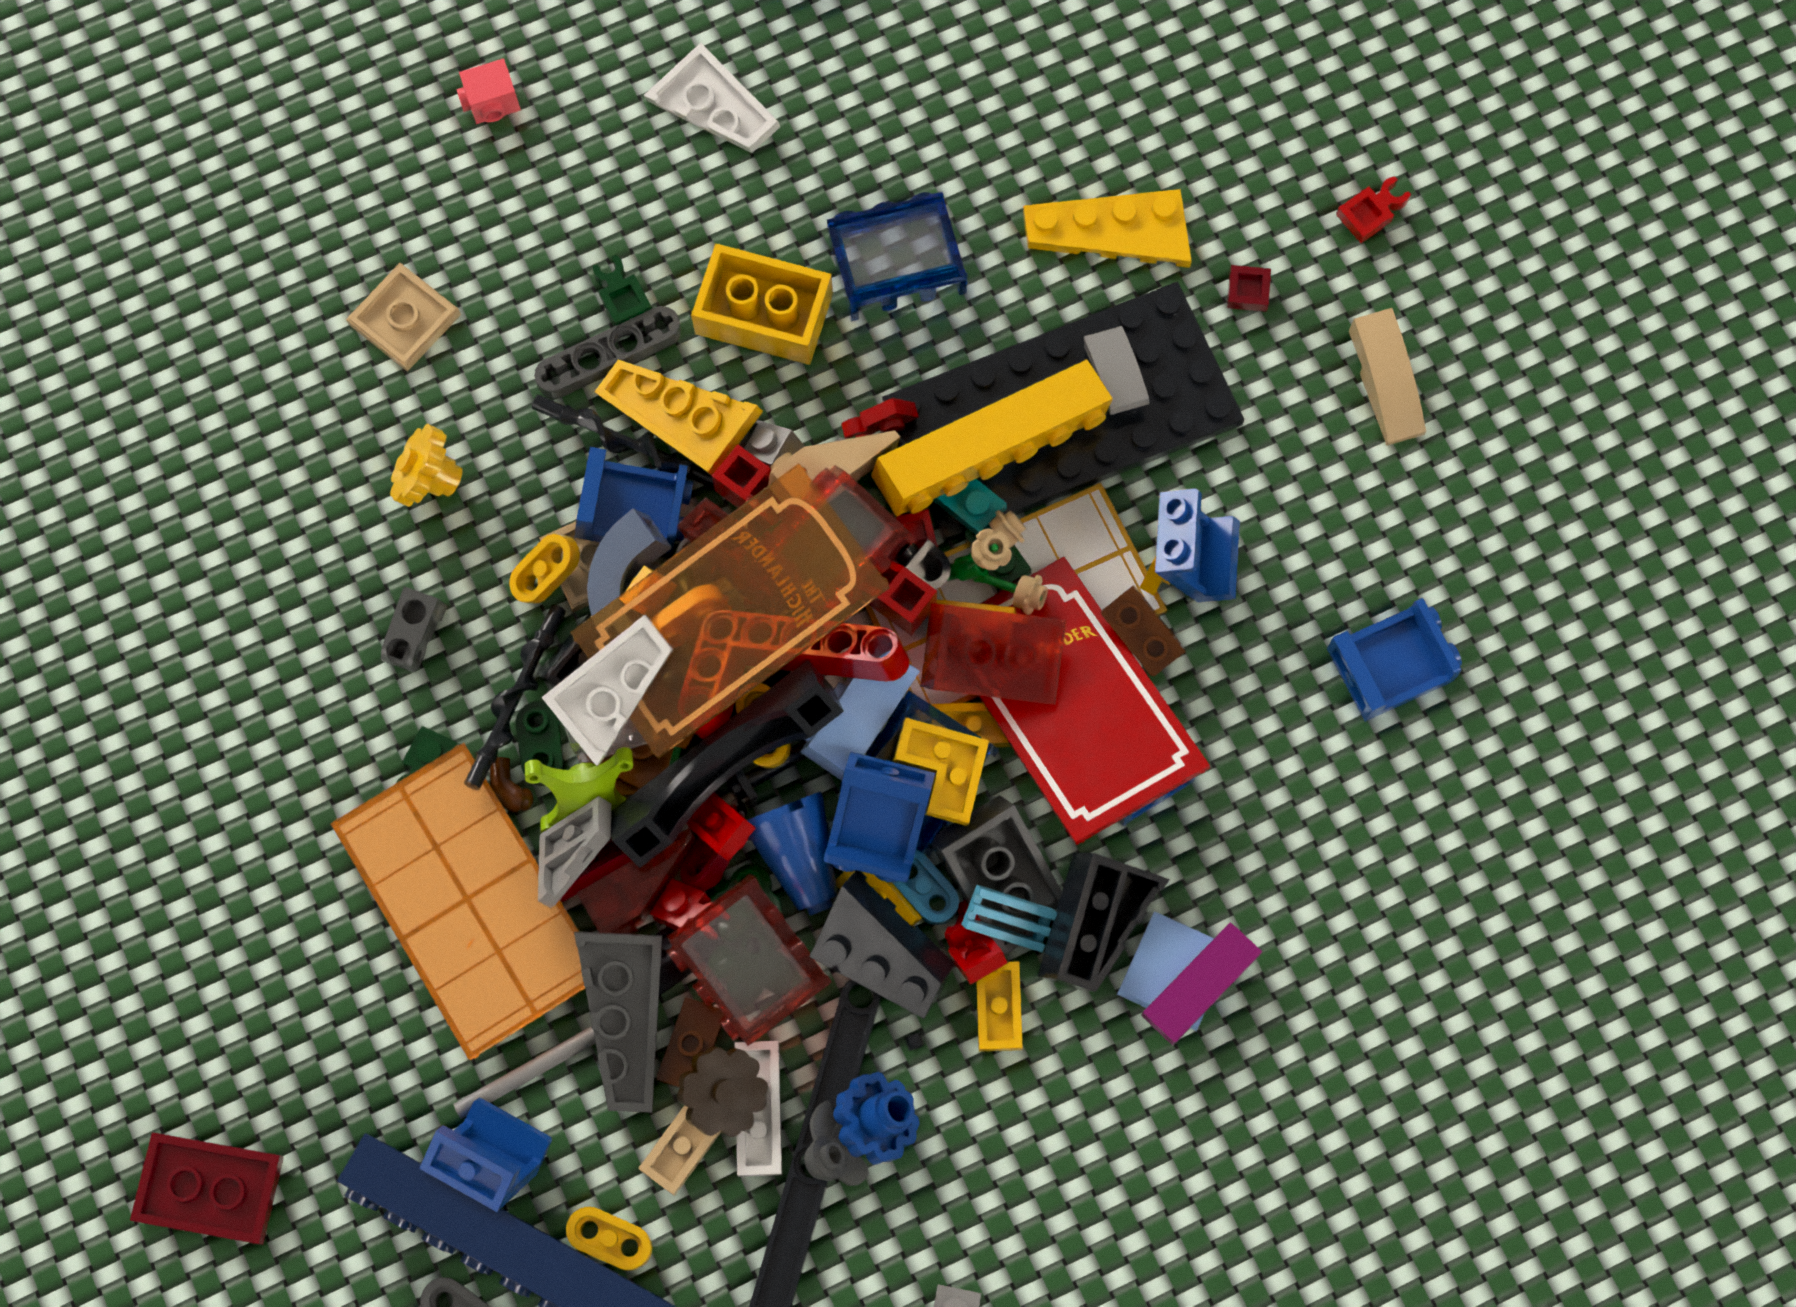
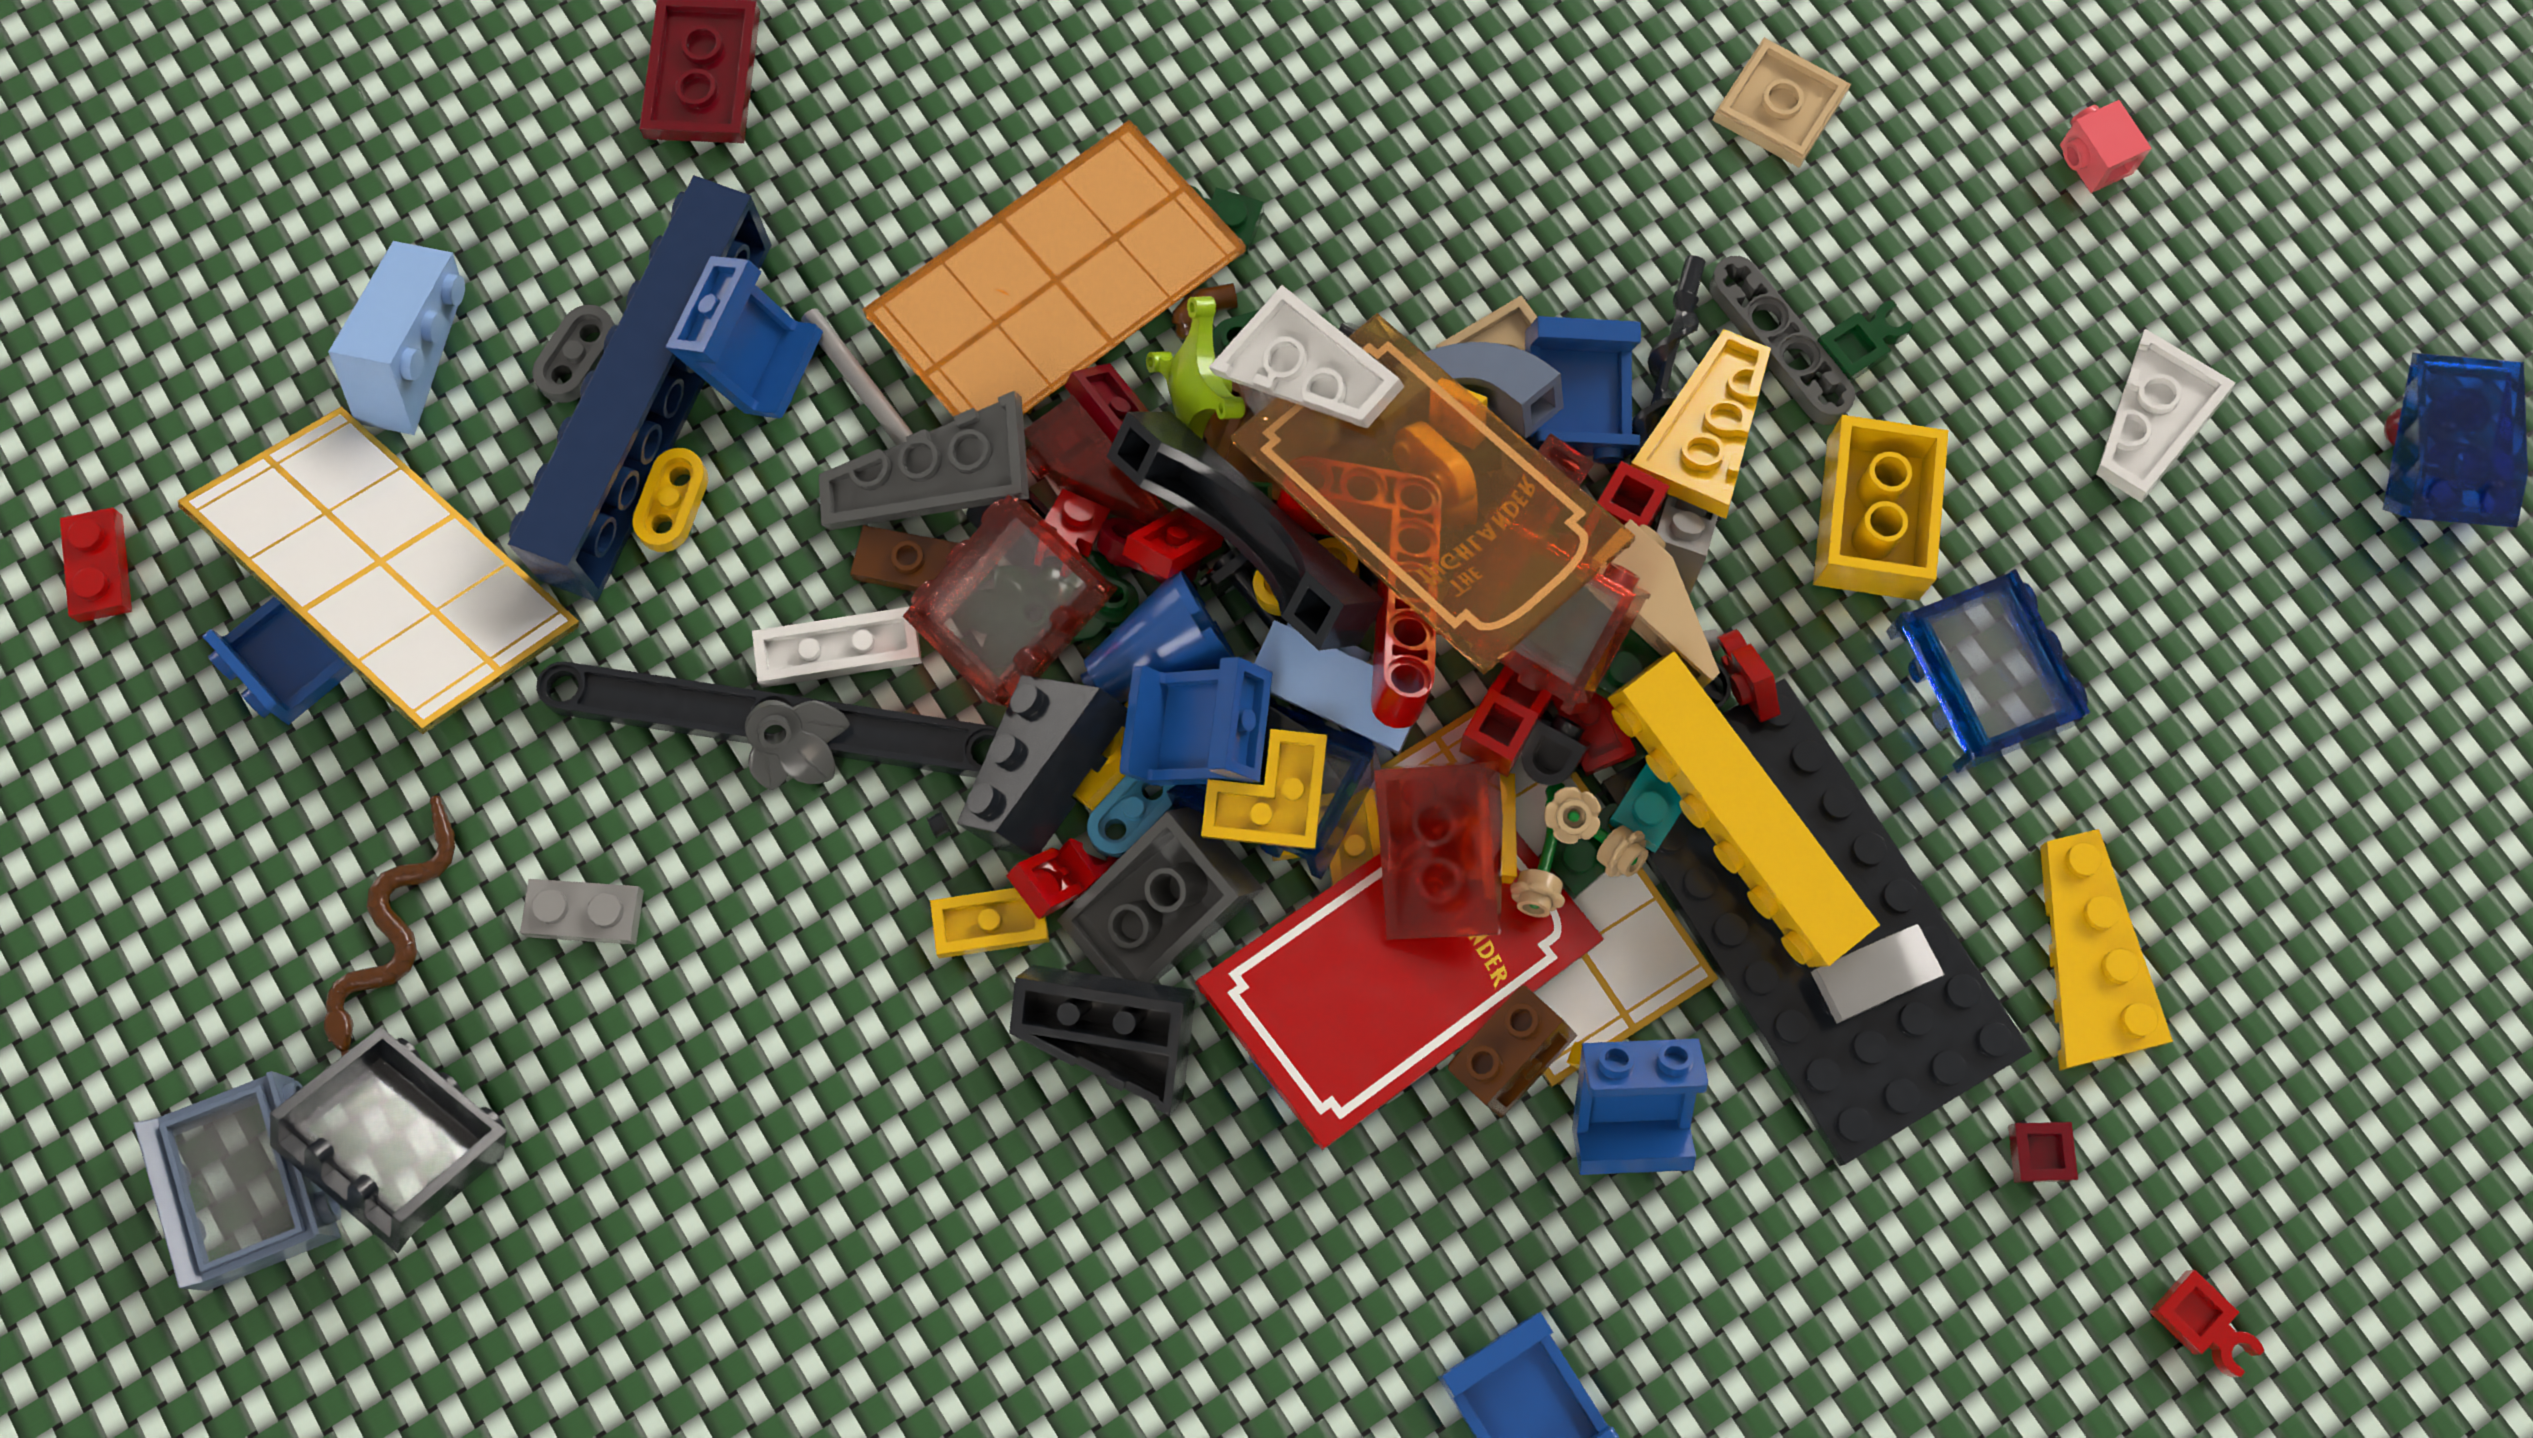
camera: 80 degrees right, 0 degrees up
(411, 629) = (1381, 170): dark grey leg -> none
(424, 468) = (1583, 149): yellow plant -> none
(505, 702) = (1305, 287): black piece -> none
(545, 565) = (1478, 302): yellow plate -> none
(570, 848) = (1122, 376): light grey wing -> none
(676, 1154) = (785, 566): tan plate -> none
(722, 1091) = (842, 592): dark brown plant -> none
(876, 1118) = (831, 784): blue plant -> none
(1040, 929) = (1089, 957): medium azure tile -> none
(1160, 958) = (1059, 1143): light blue slope -> none
(1201, 983) = (1038, 1175): magenta tile -> none
(1388, 376) = (1949, 1365): tan slope -> none

